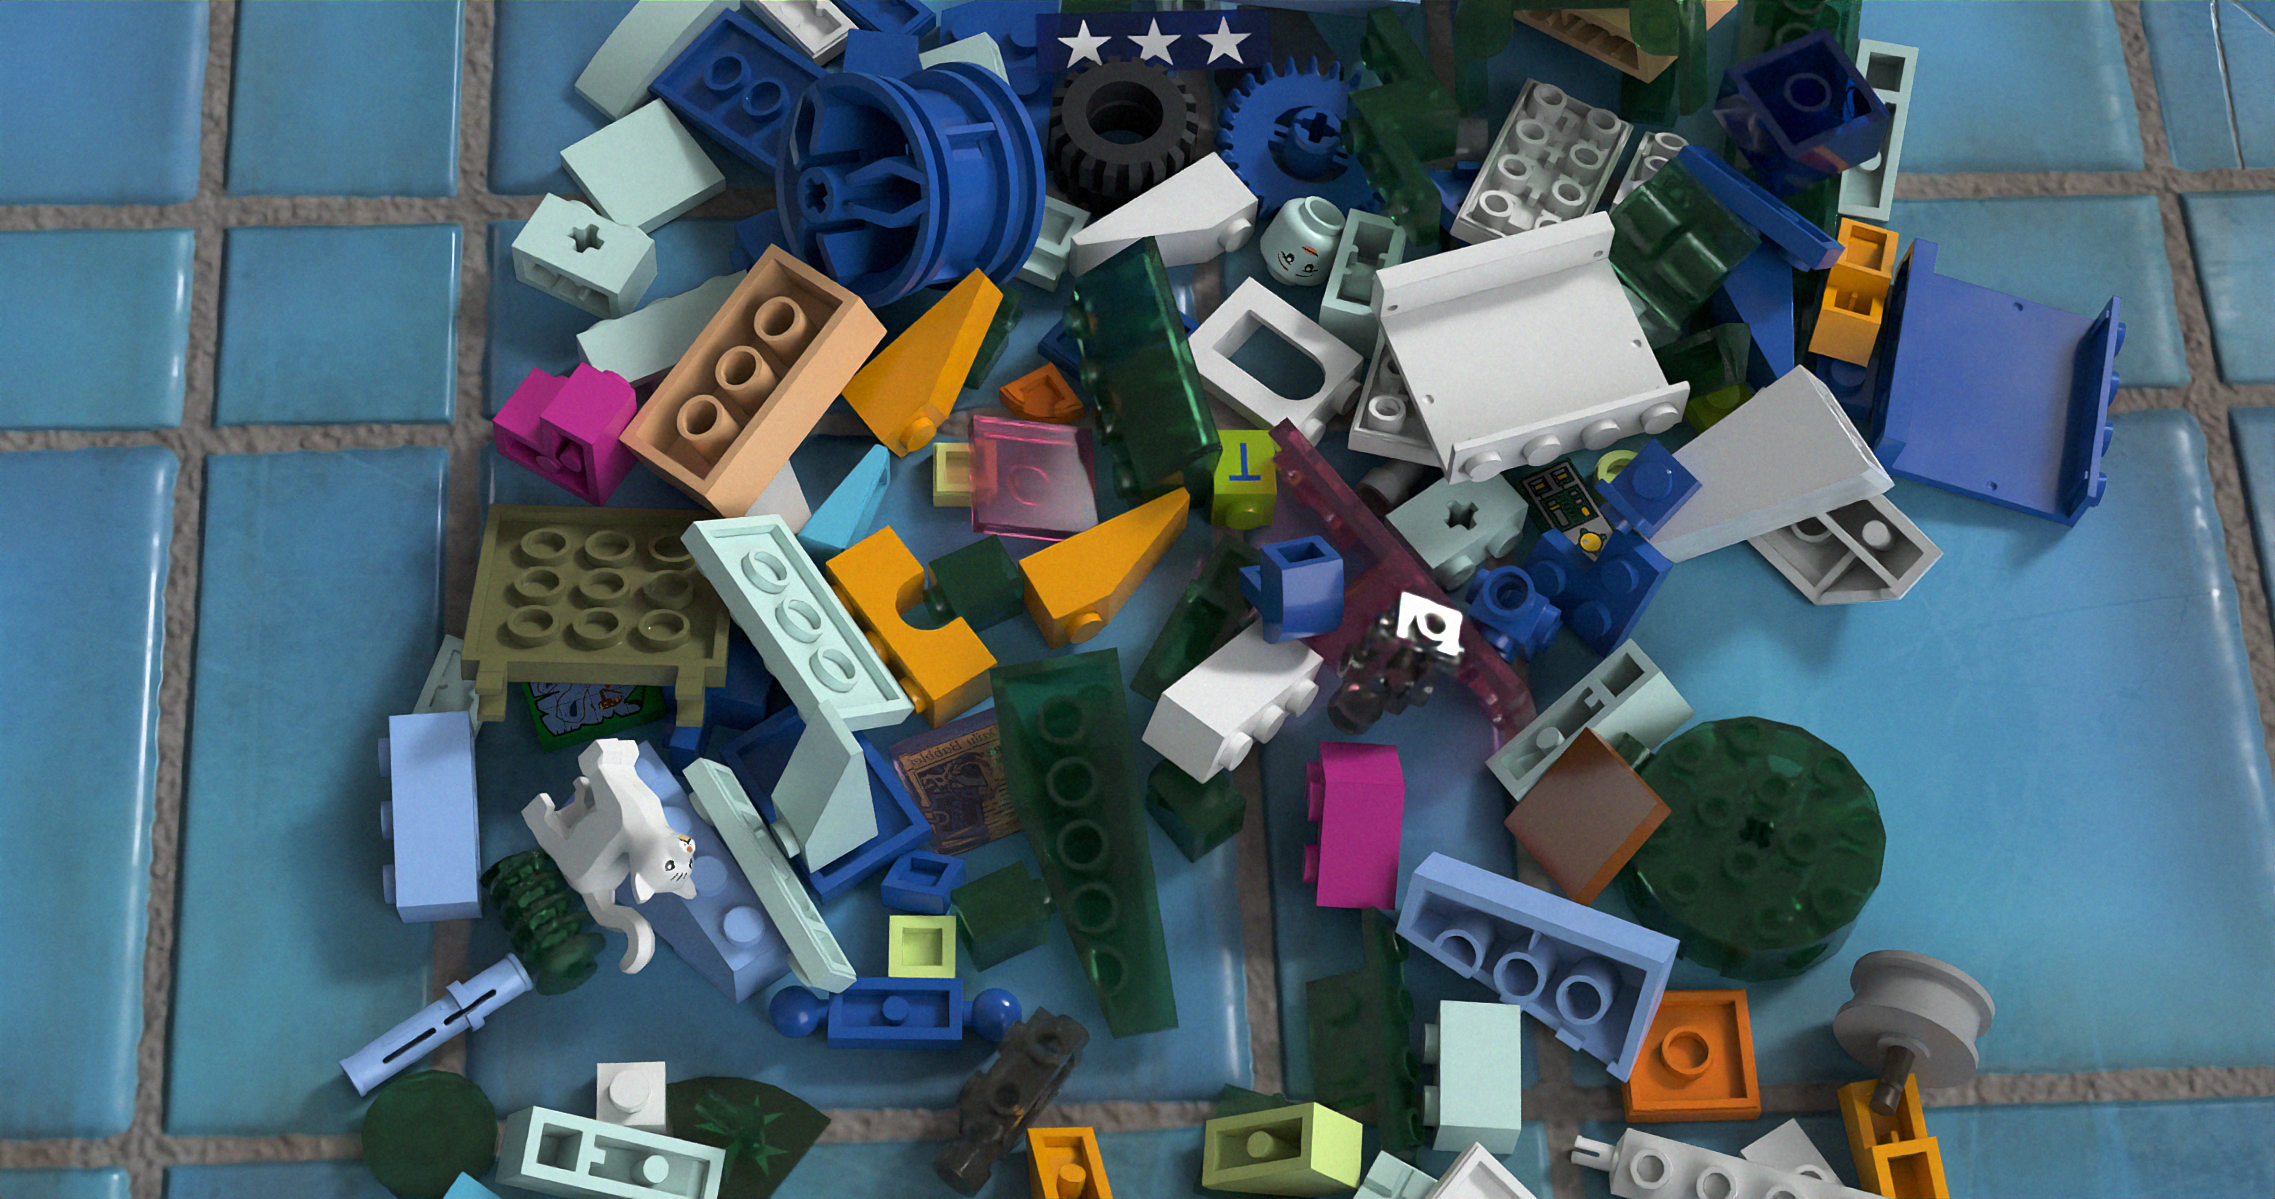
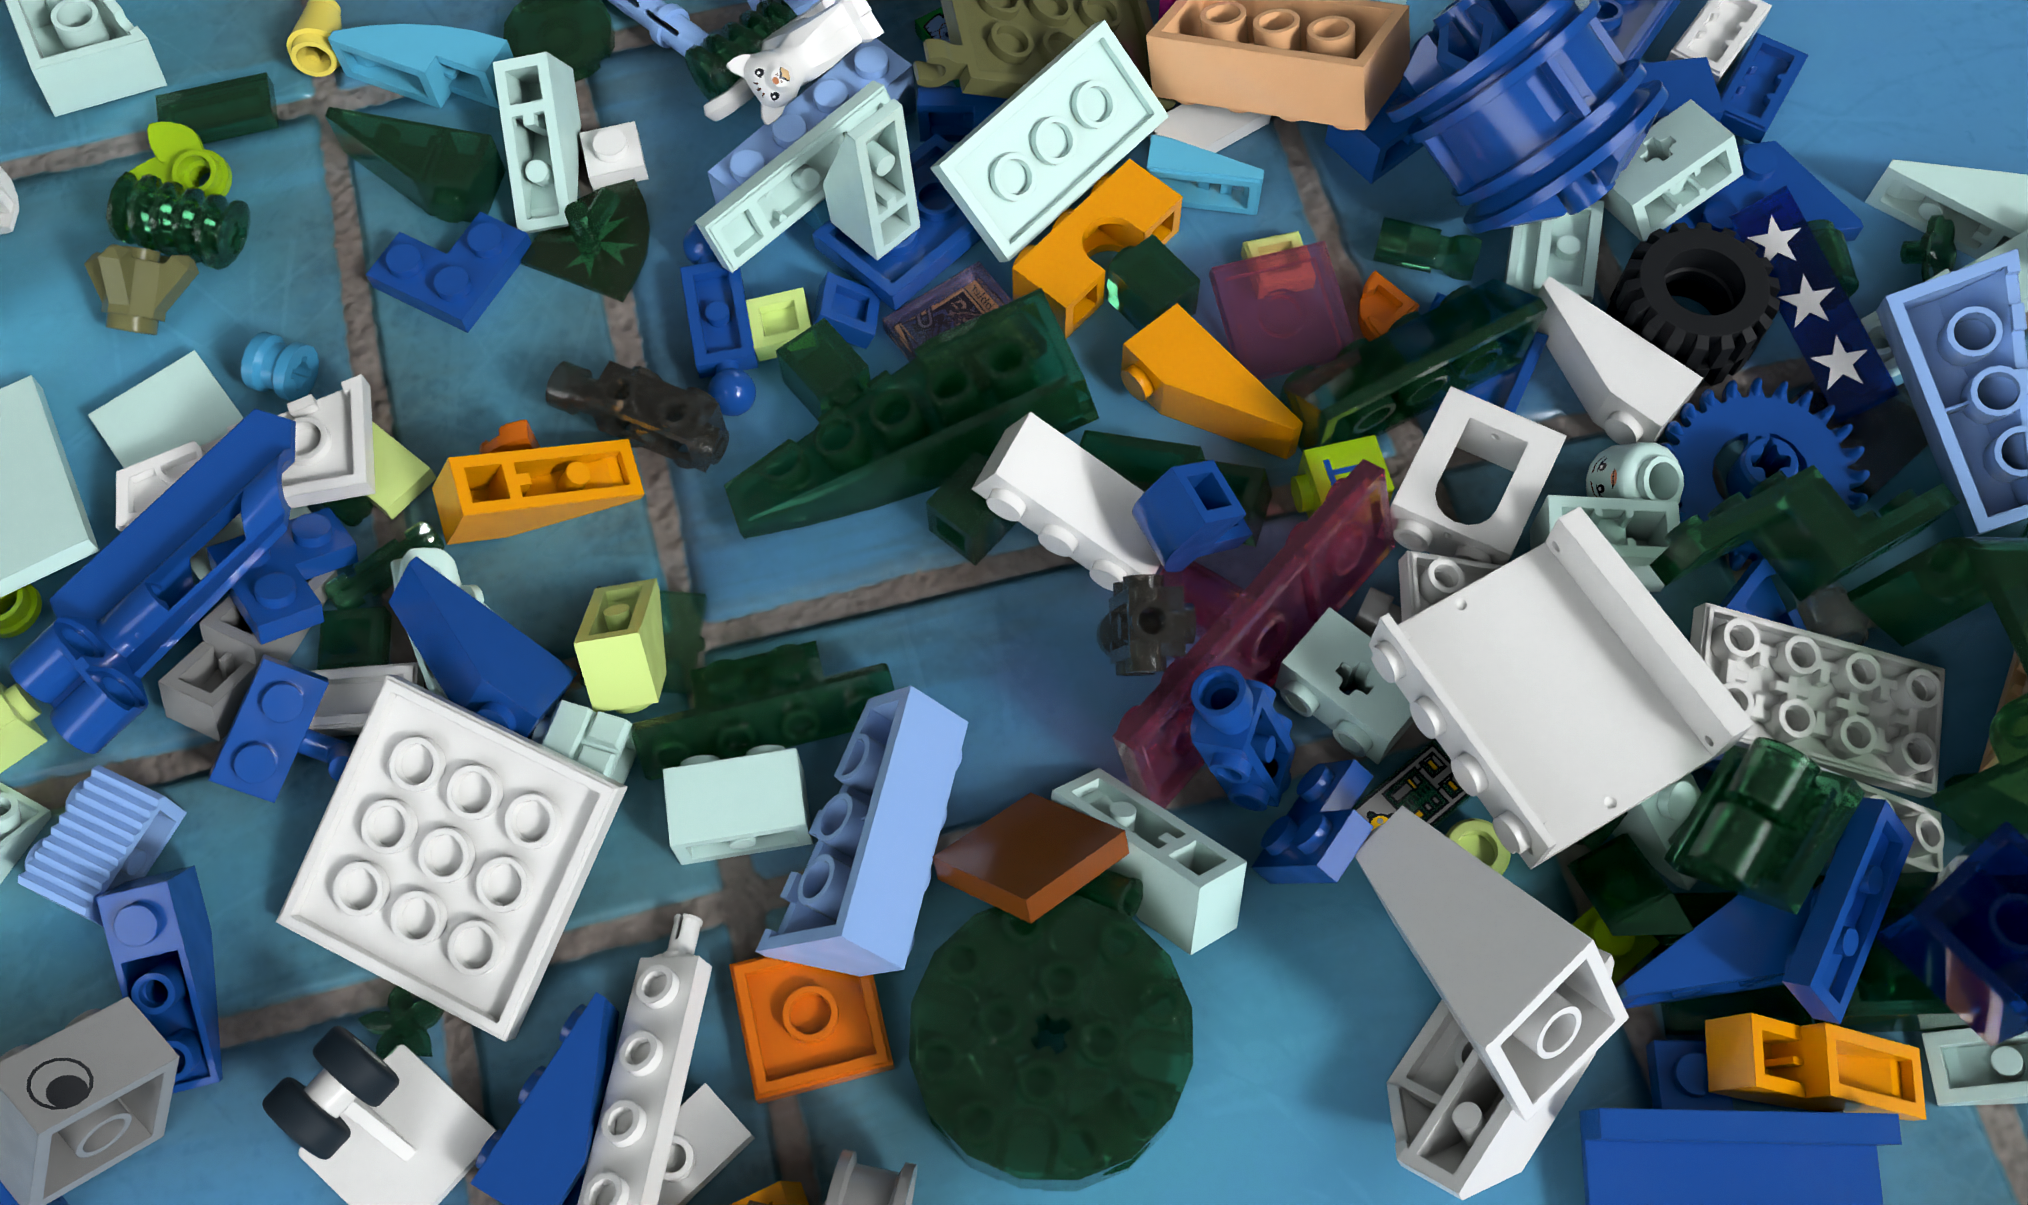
camera: 85 degrees right, 5 degrees up
(920, 374) = (1361, 191): light orange slope -> none
(1358, 806) = (980, 636): dark pink brick -> none
(1647, 491) = (1402, 825): blue bracket -> none

